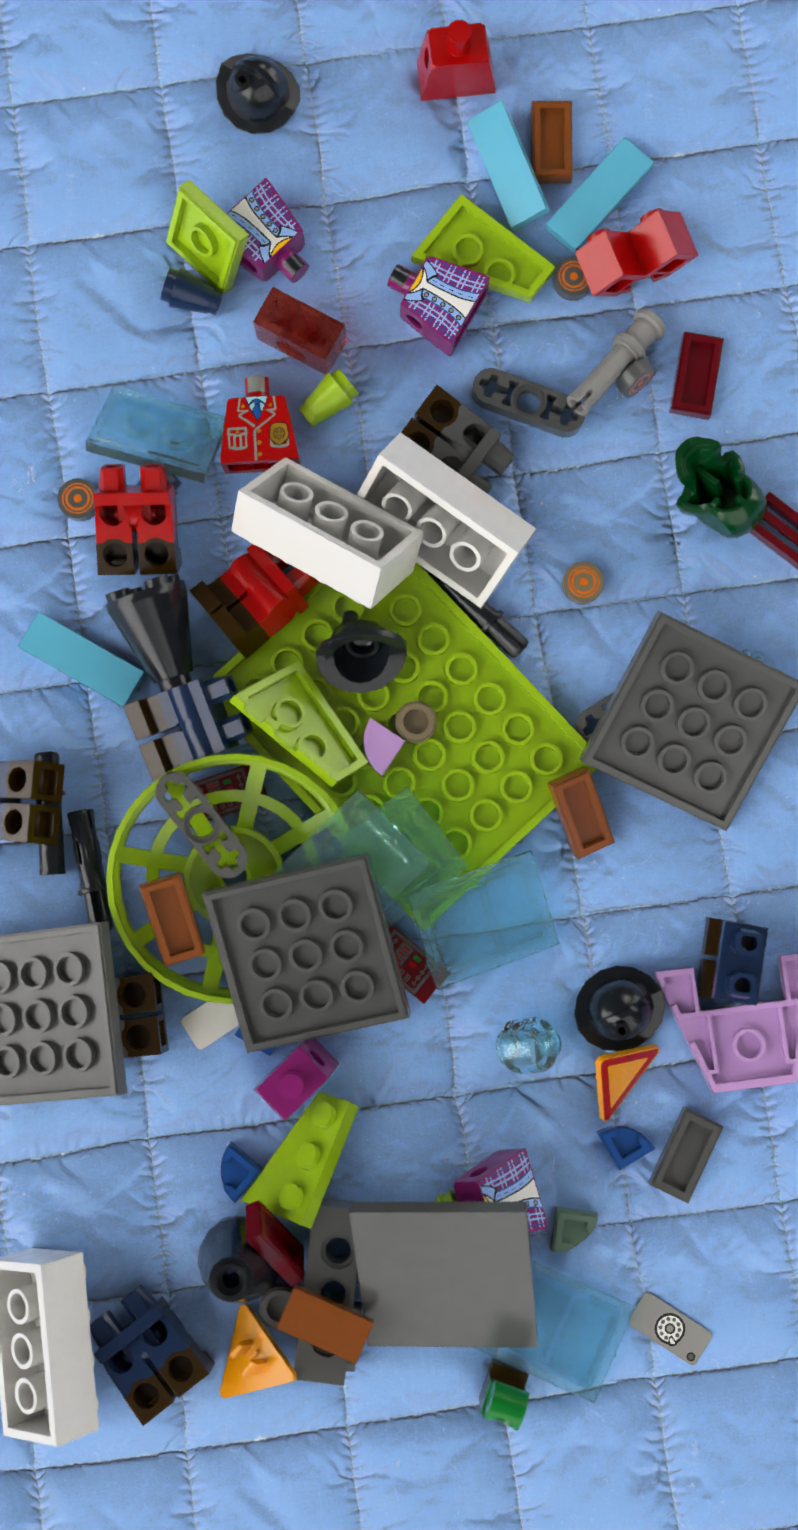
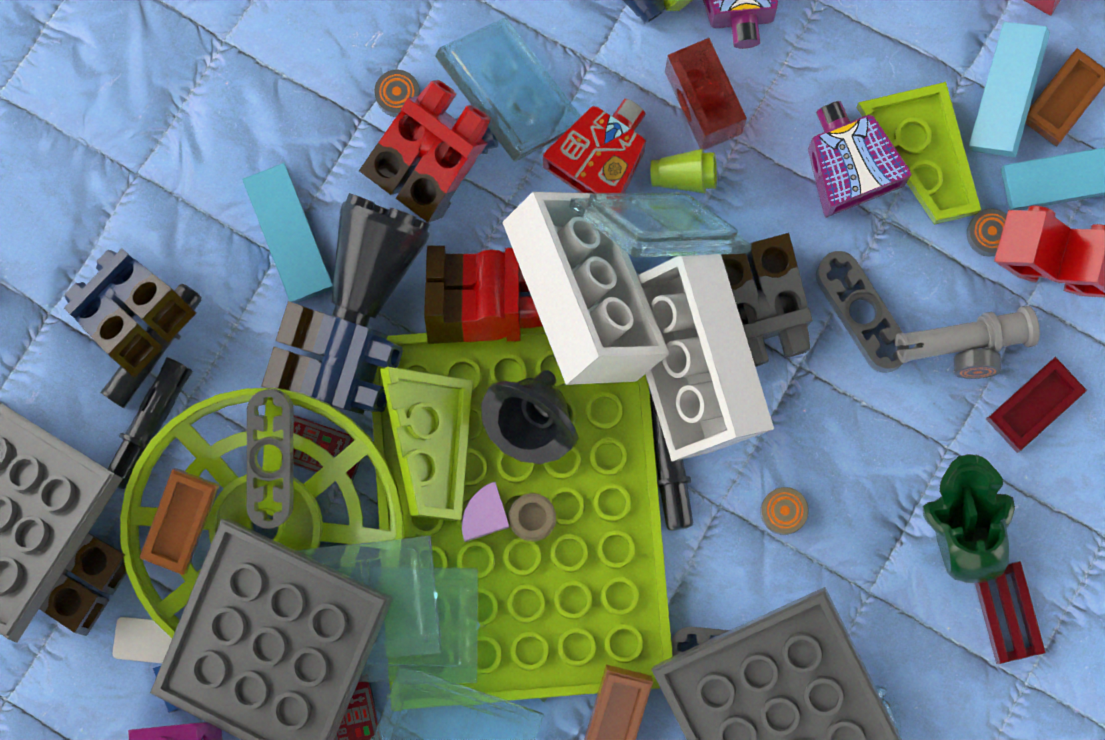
camera: 40 degrees right, 5 degrees down
(344, 446) = (660, 224): none -> clear light blue piece

